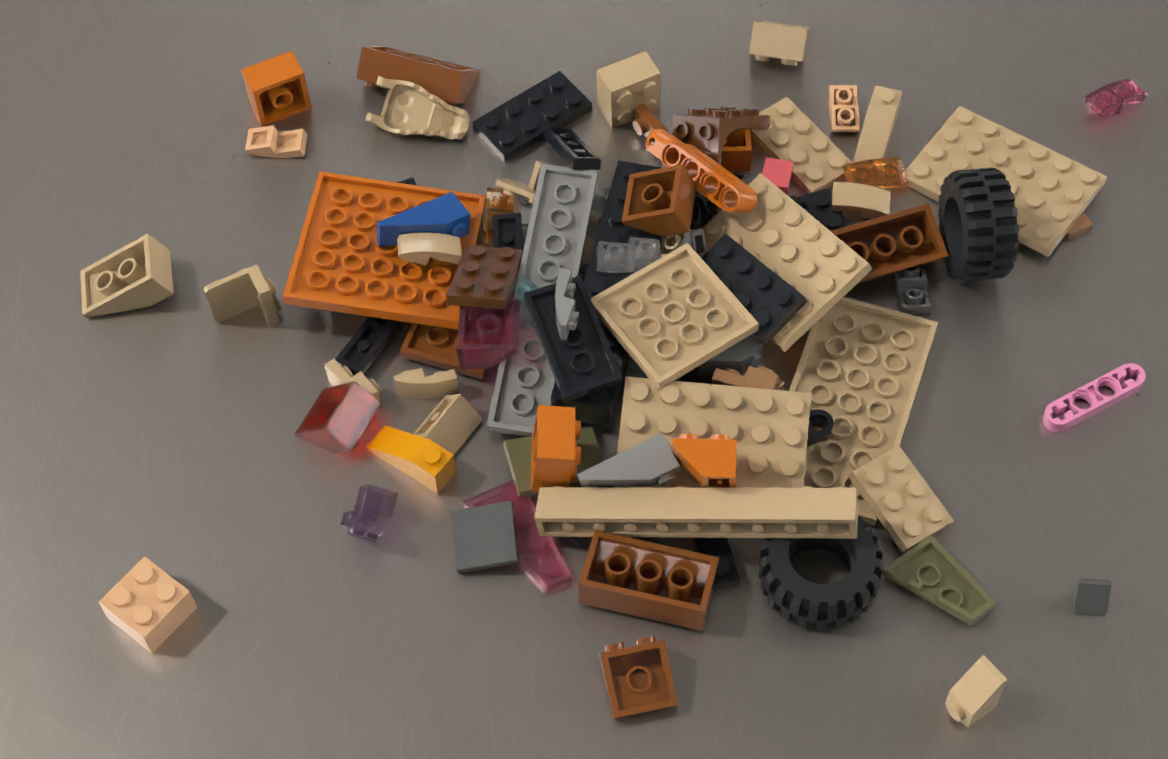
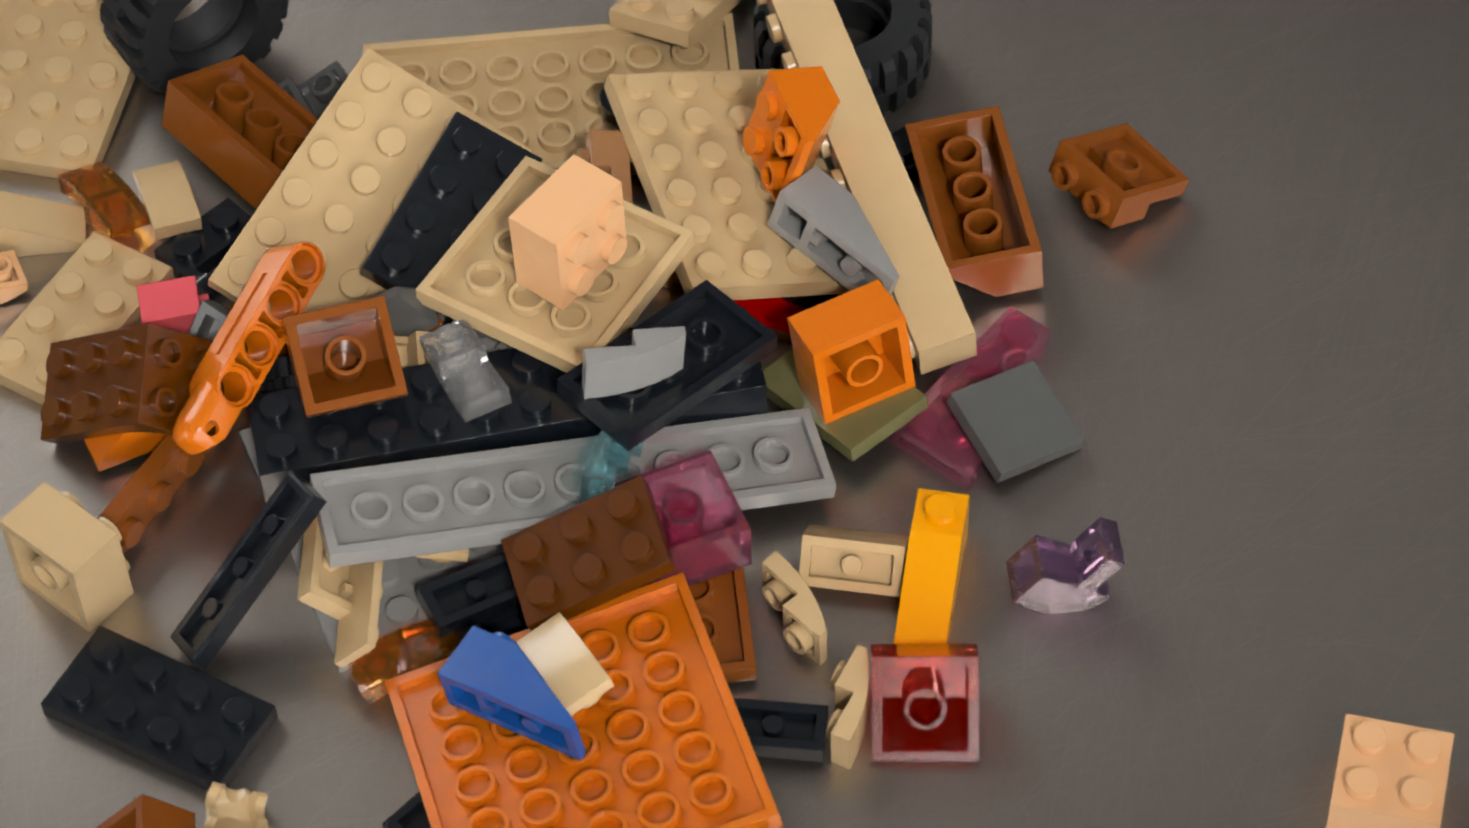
camera: 115 degrees left, 5 degrees down
(665, 300) = (568, 232): none -> light nougat brick

